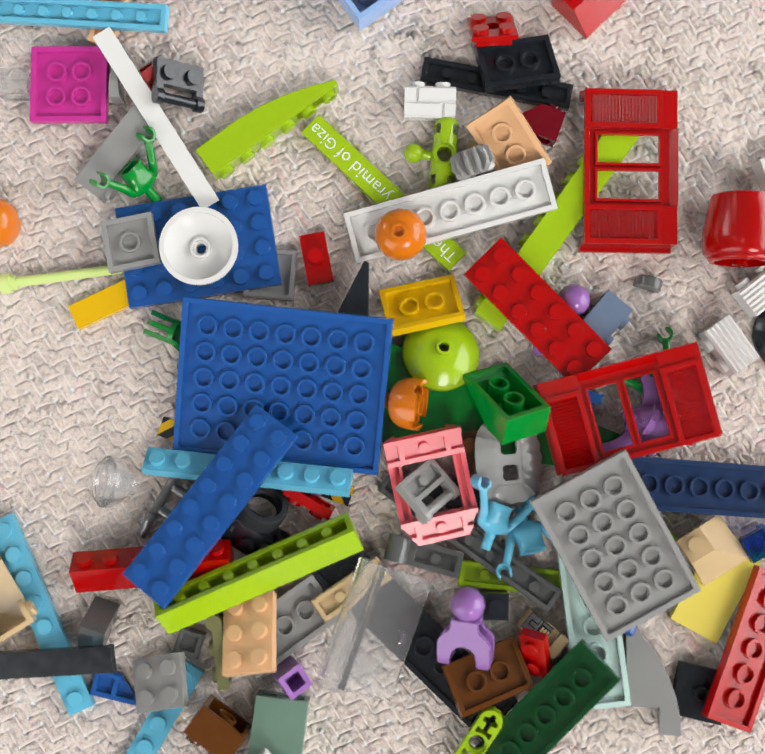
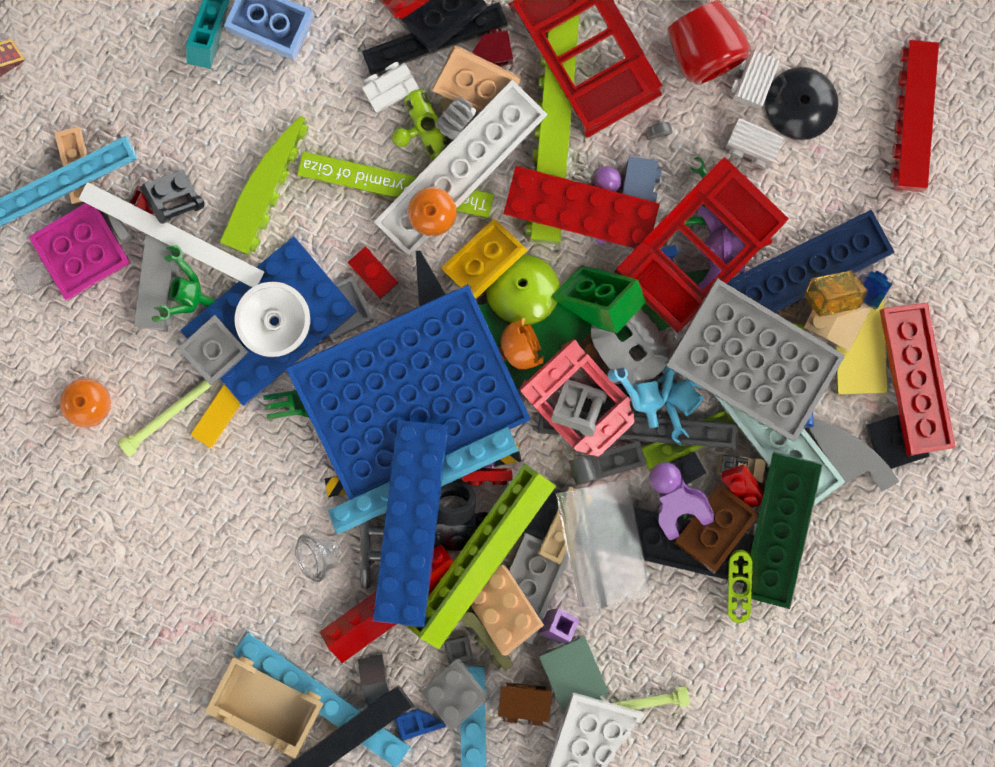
camera: 35 degrees left, 0 degrees up
(725, 527) = (835, 293): none -> clear yellow brick

